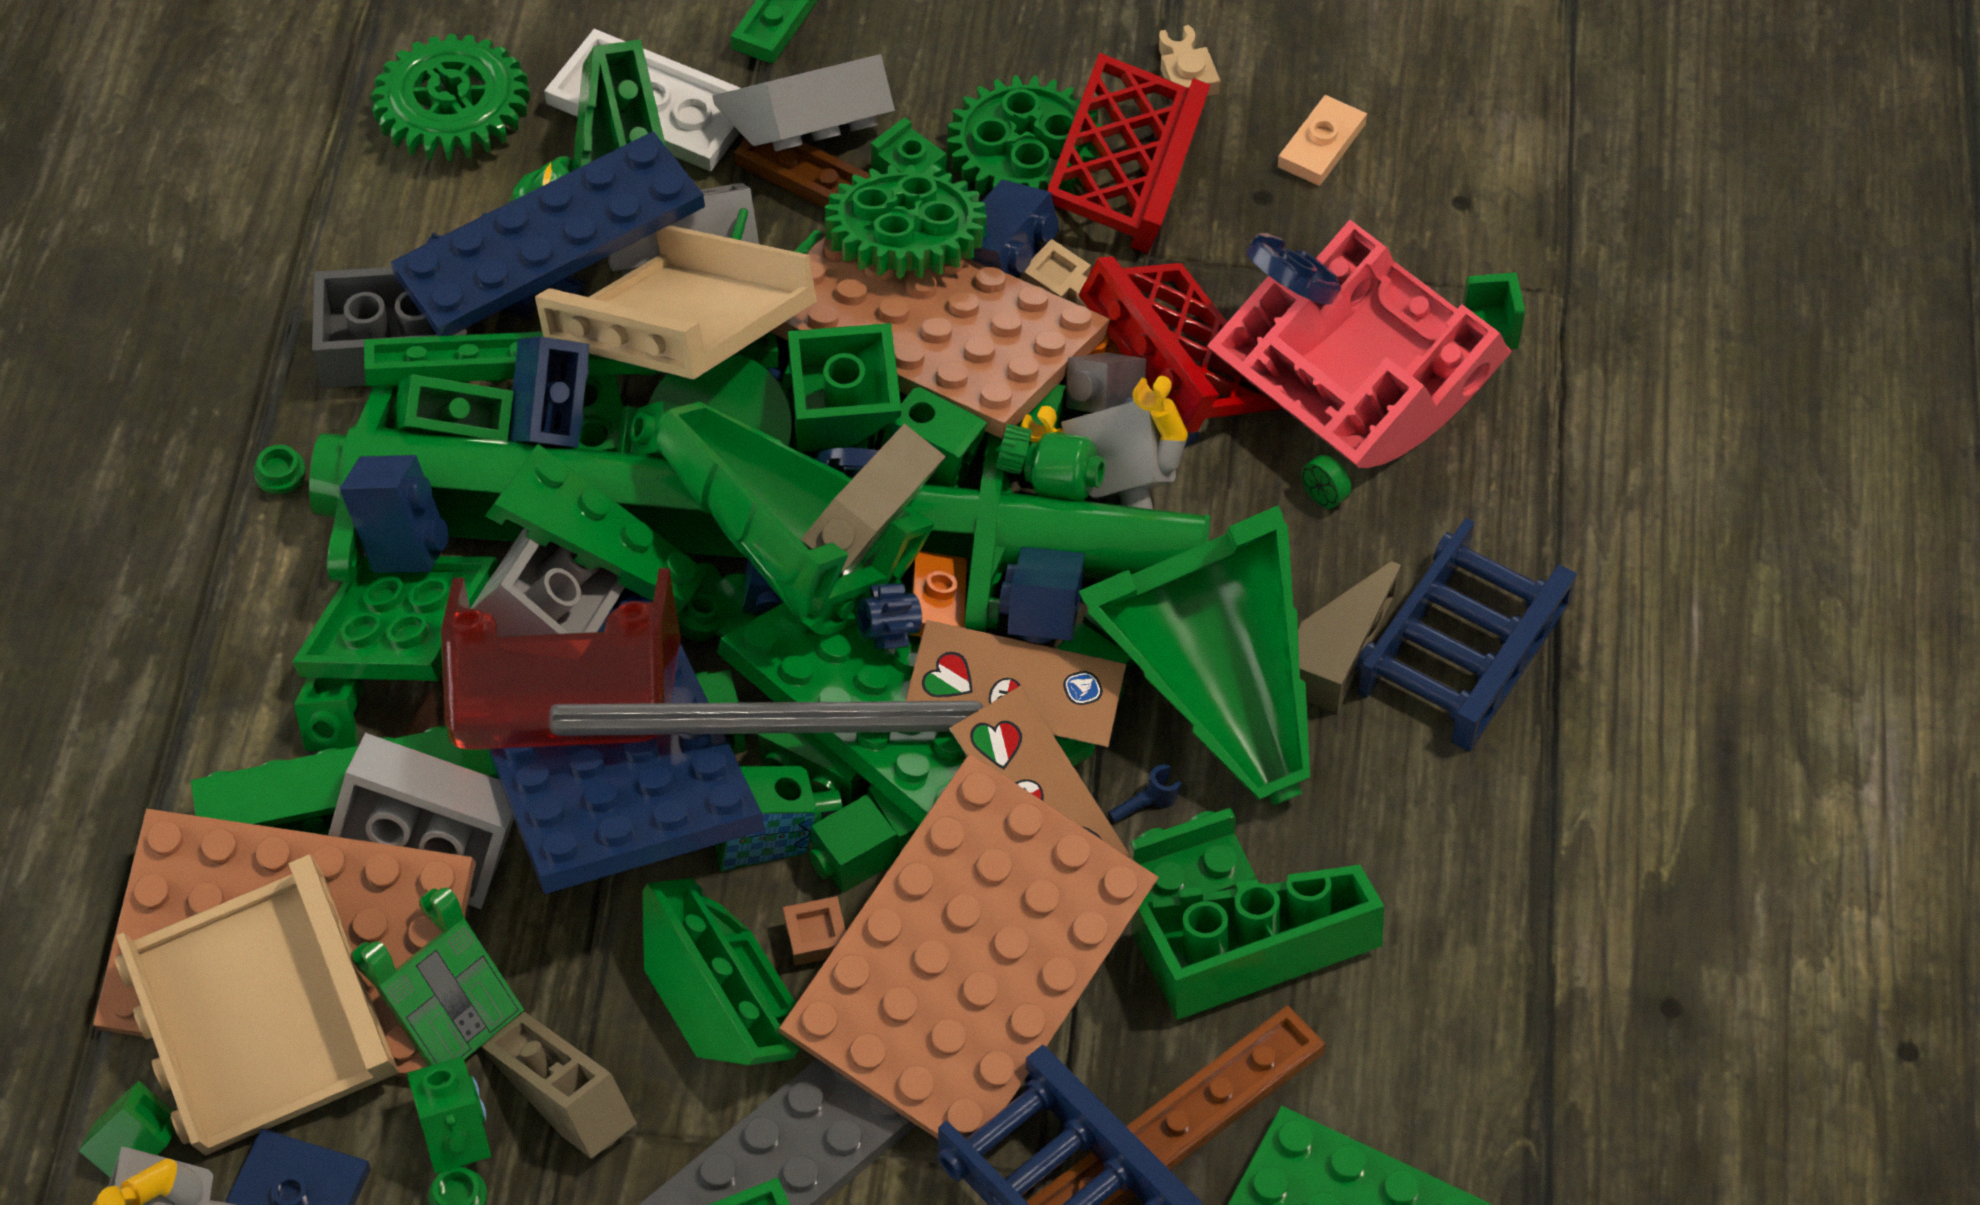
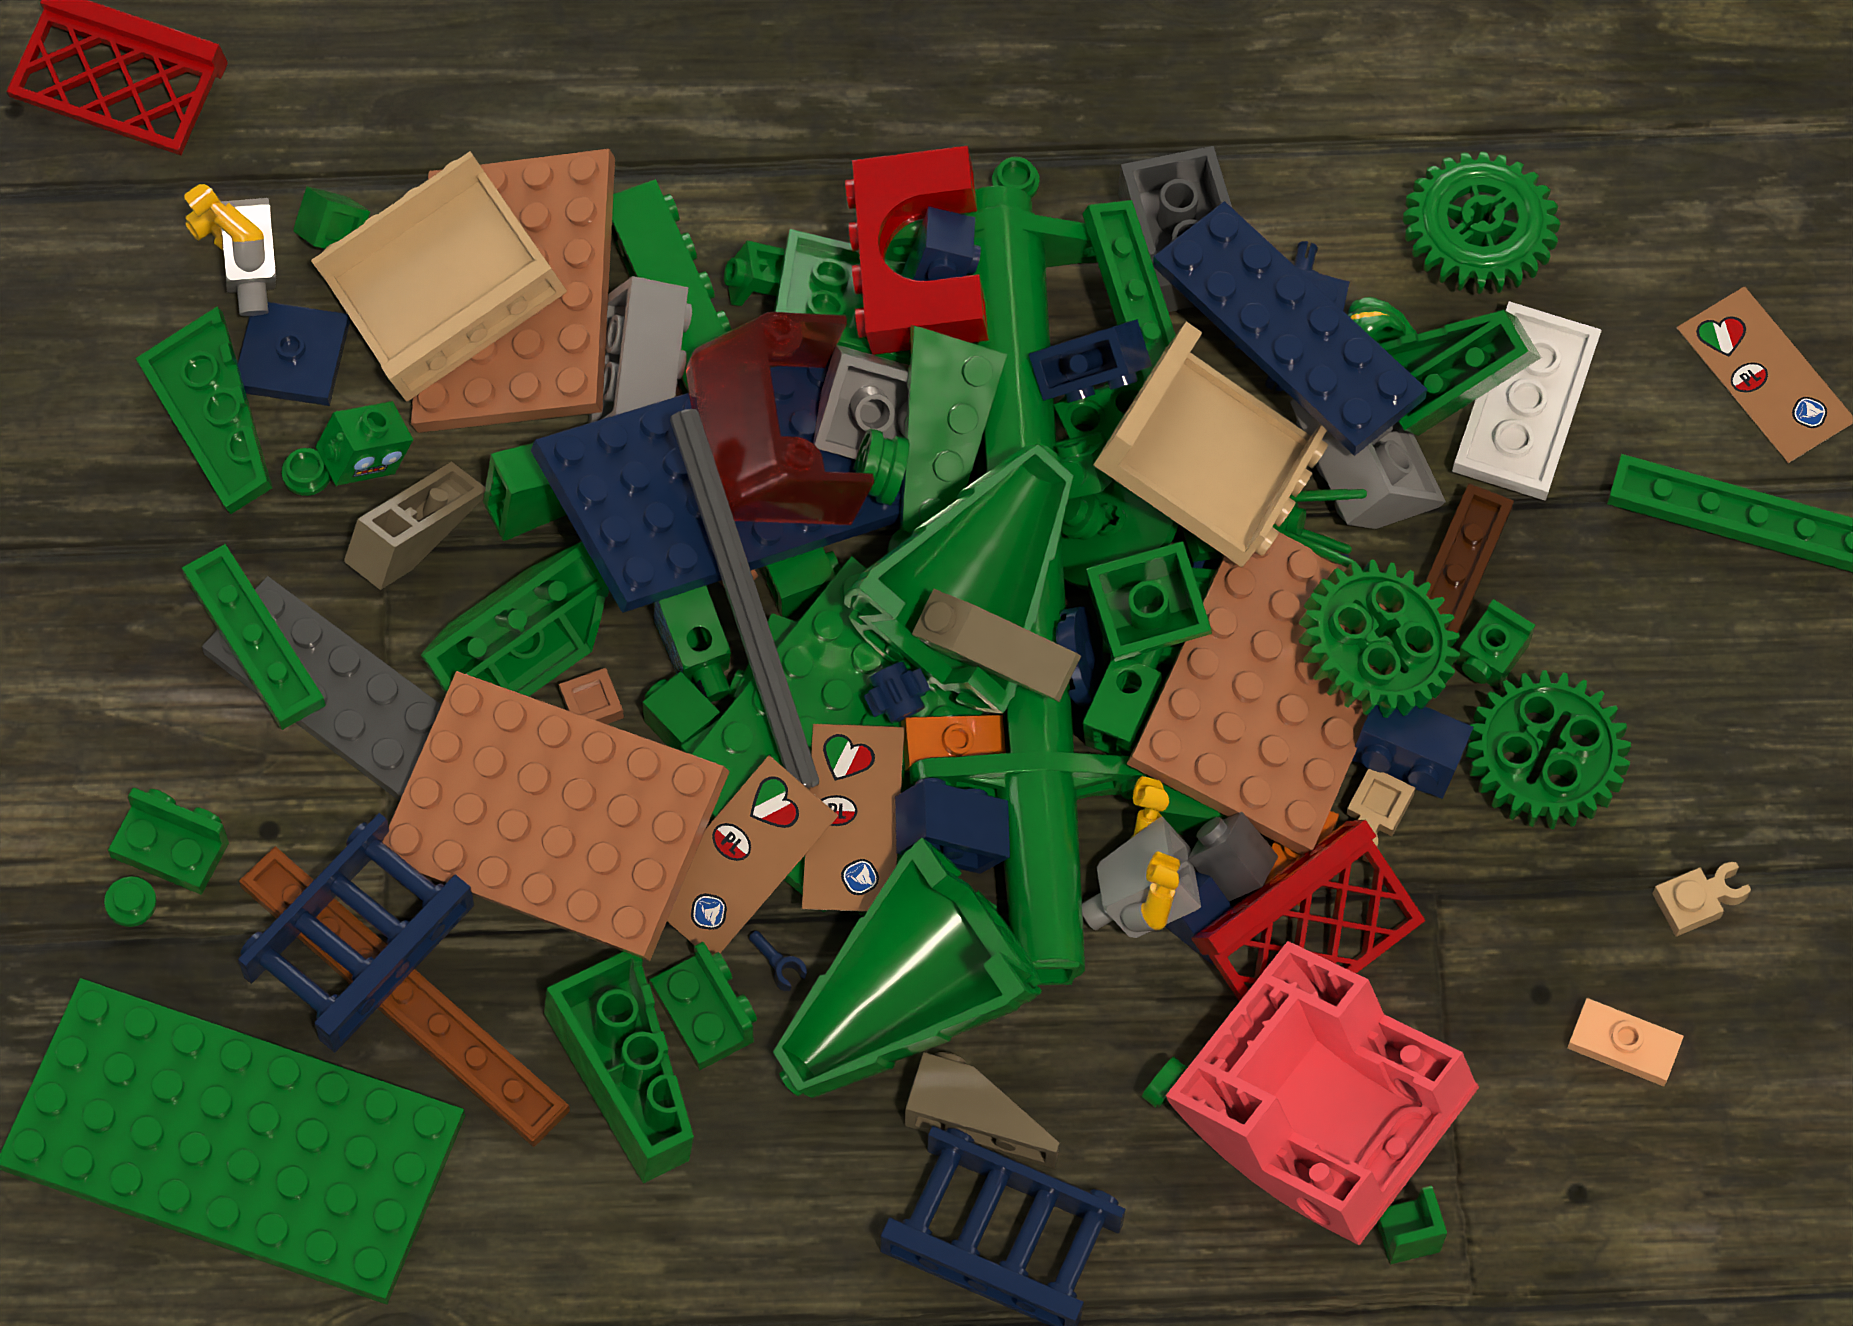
camera: 80 degrees right, 10 degrees up
(445, 544) = (887, 197): none -> red arch
(446, 992) = (476, 413): green flag -> none
(452, 408) = (1068, 289): green brick -> none
(541, 927) = (519, 493): none -> green torso
(621, 578) = (886, 462): none -> green wheel
(809, 103) = (1535, 533): light grey slope -> none
(1013, 449) = (1107, 771): green axle -> none
(1064, 466) = (1104, 824): green head -> none
(1160, 172) = (1545, 886): red fence -> none
(1293, 269) = (1353, 994): dark blue tile -> none

